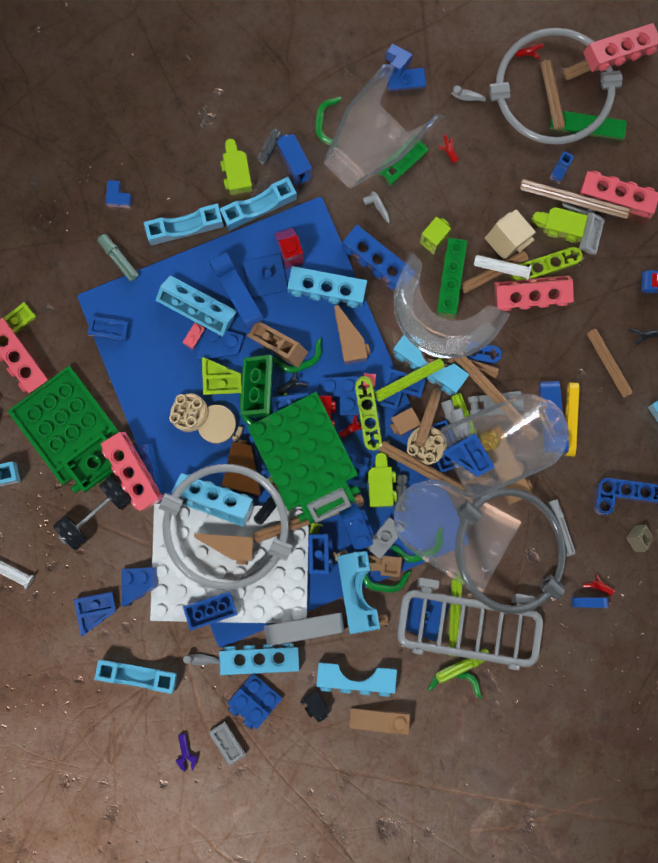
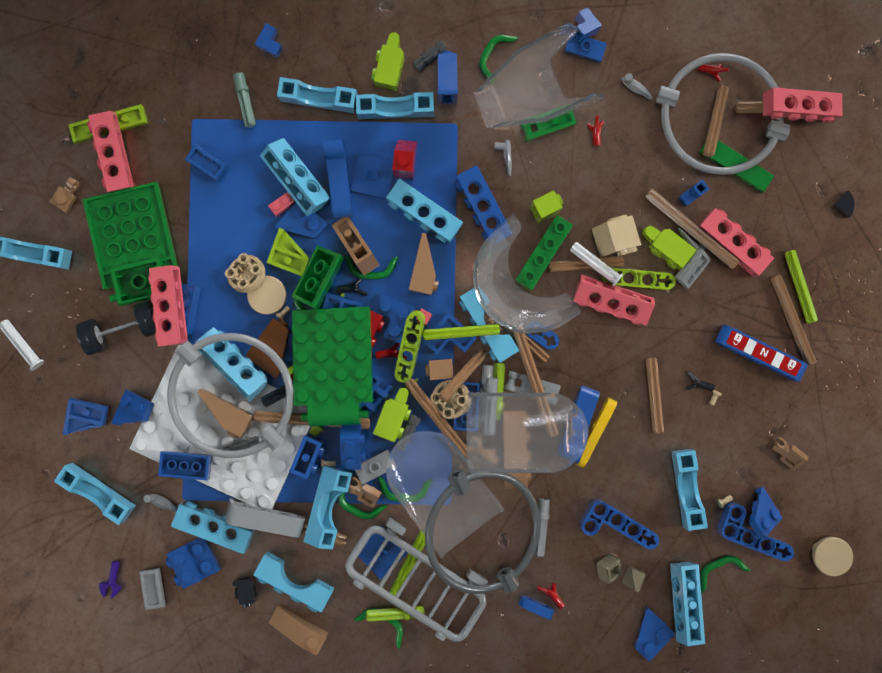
camera: 25 degrees right, 5 degrees up
(327, 499) = (333, 411): light grey tile -> none
(470, 455) = (485, 428): blue wing -> none
(490, 440) = (510, 421): clear yellow piece -> none

